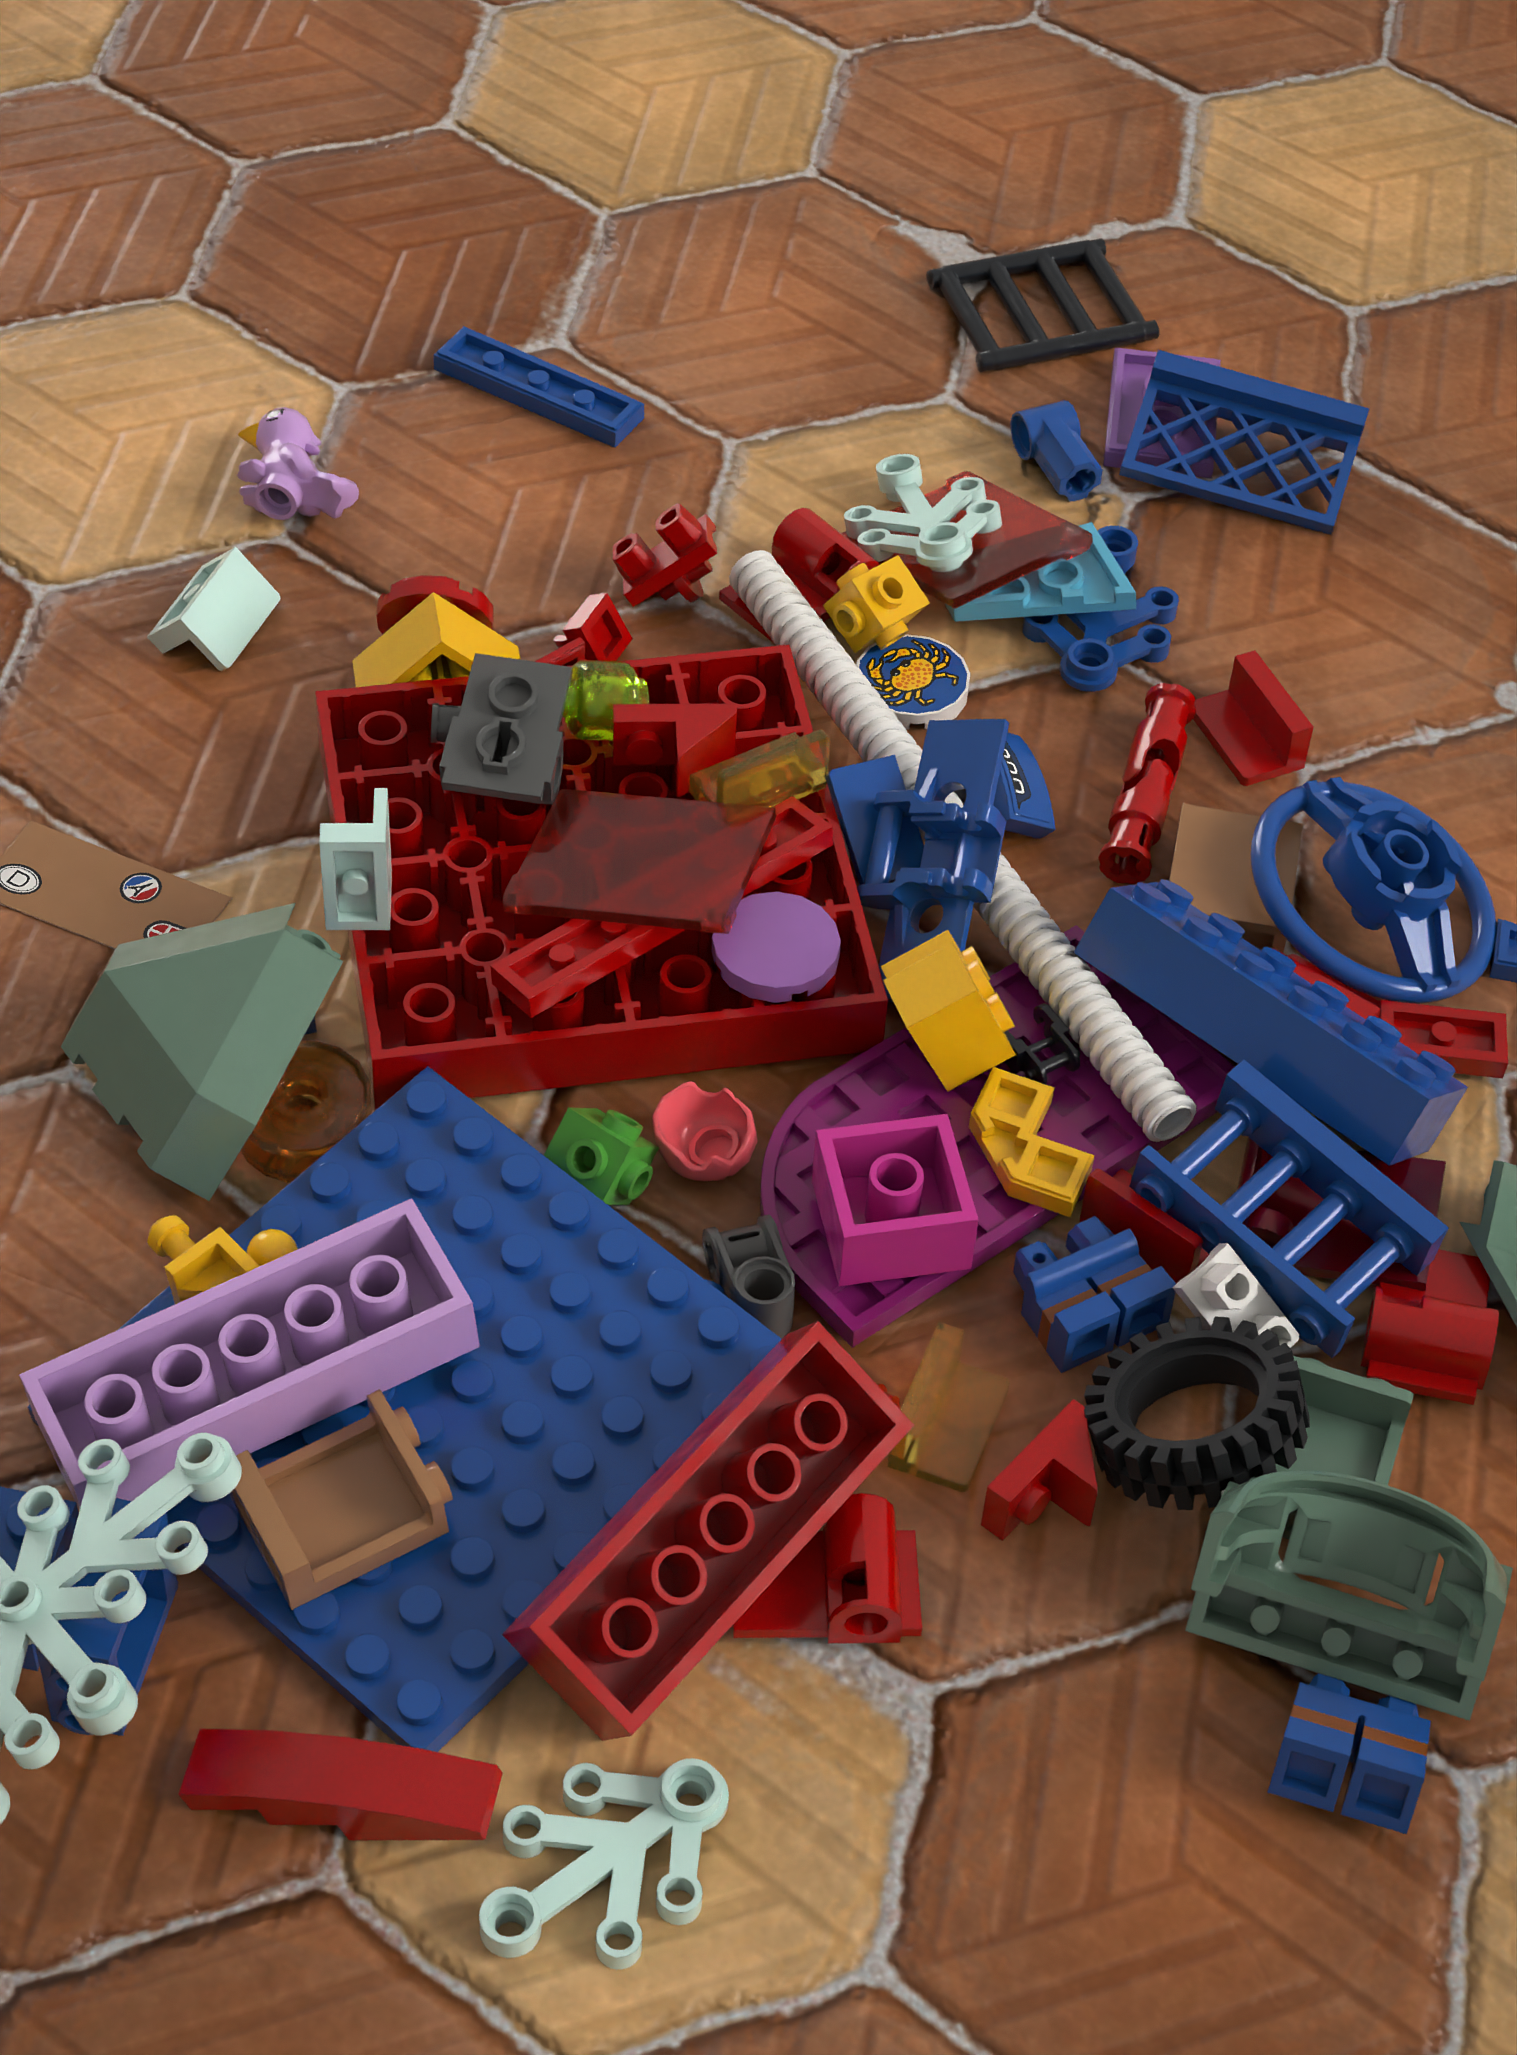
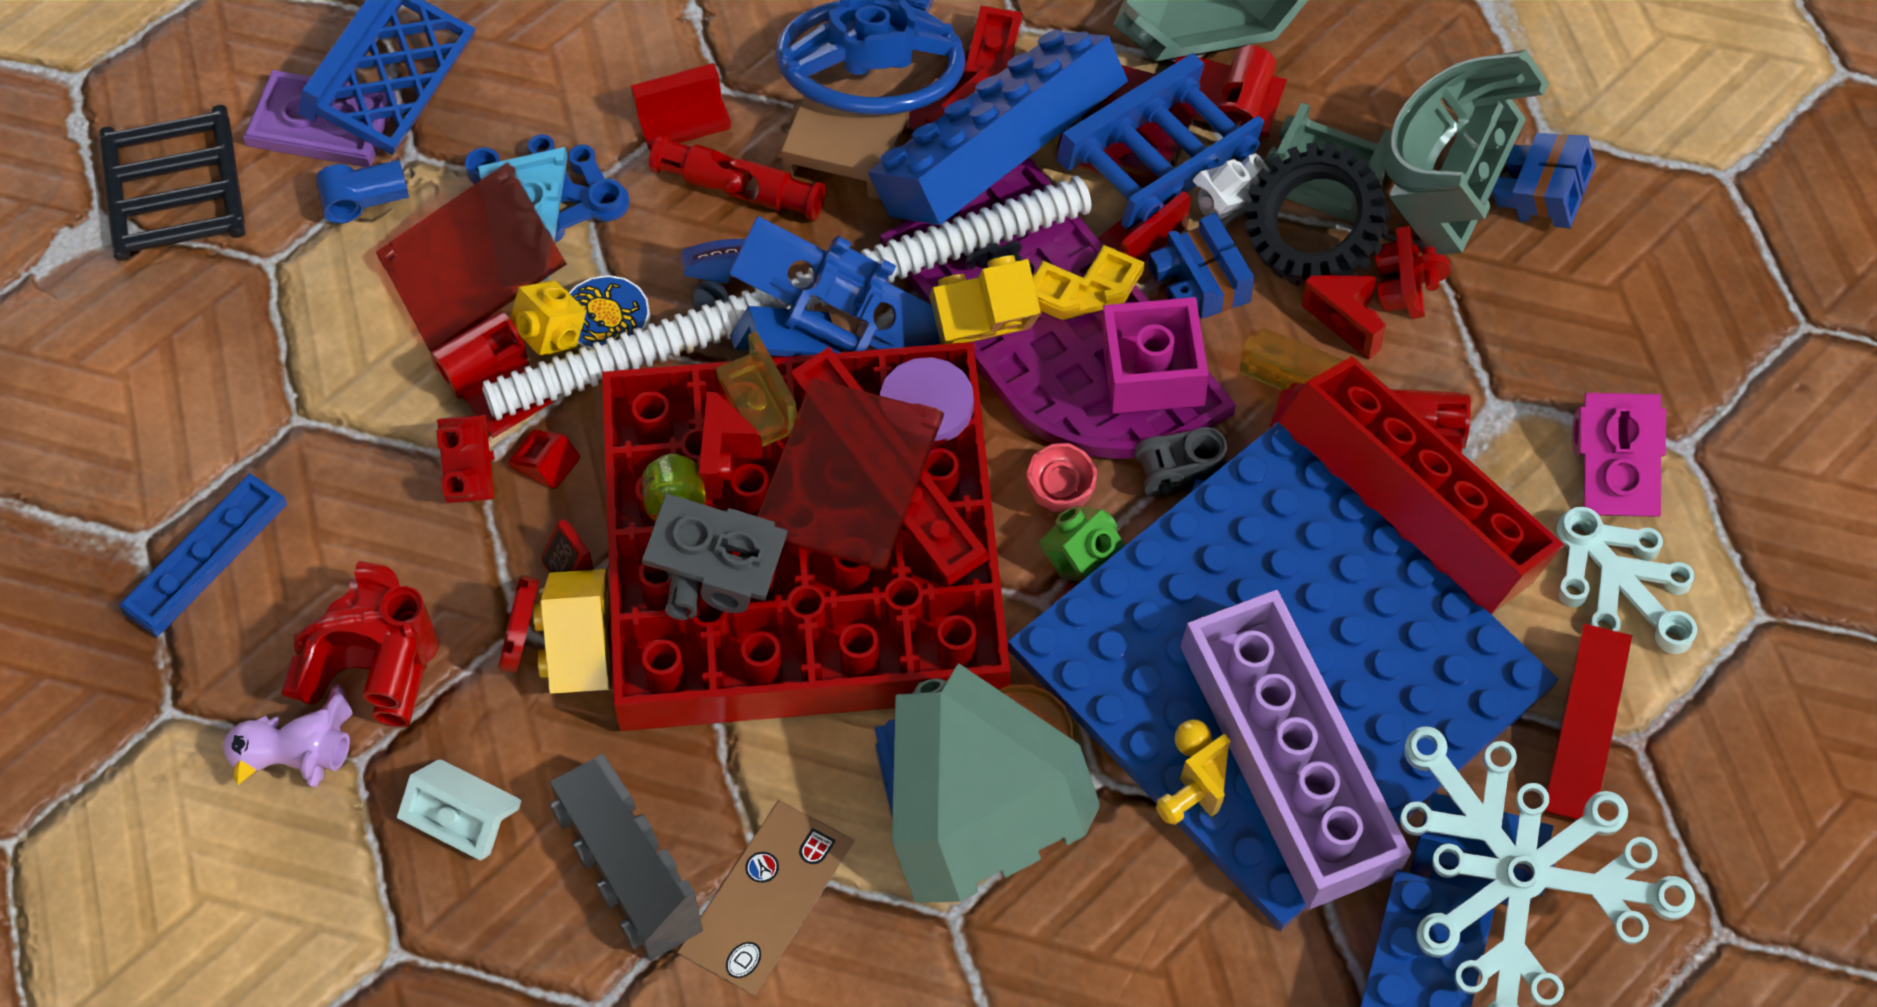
camera: 80 degrees left, 10 degrees up
(141, 750) = (622, 848): none -> dark grey wedge
(343, 1503) = (1386, 697): medium nougat panel -> none
(358, 871) = (853, 638): light aqua panel -> none
(403, 502) = (373, 629): none -> red helmet
(599, 626) = (530, 519): red tile -> none
(695, 636) = (545, 458): none -> red slope
(798, 1855) = (1622, 452): none -> dark pink piece
(940, 542) = (449, 280): light aqua plant -> none
(1131, 1557) = (1414, 270): none -> red hips

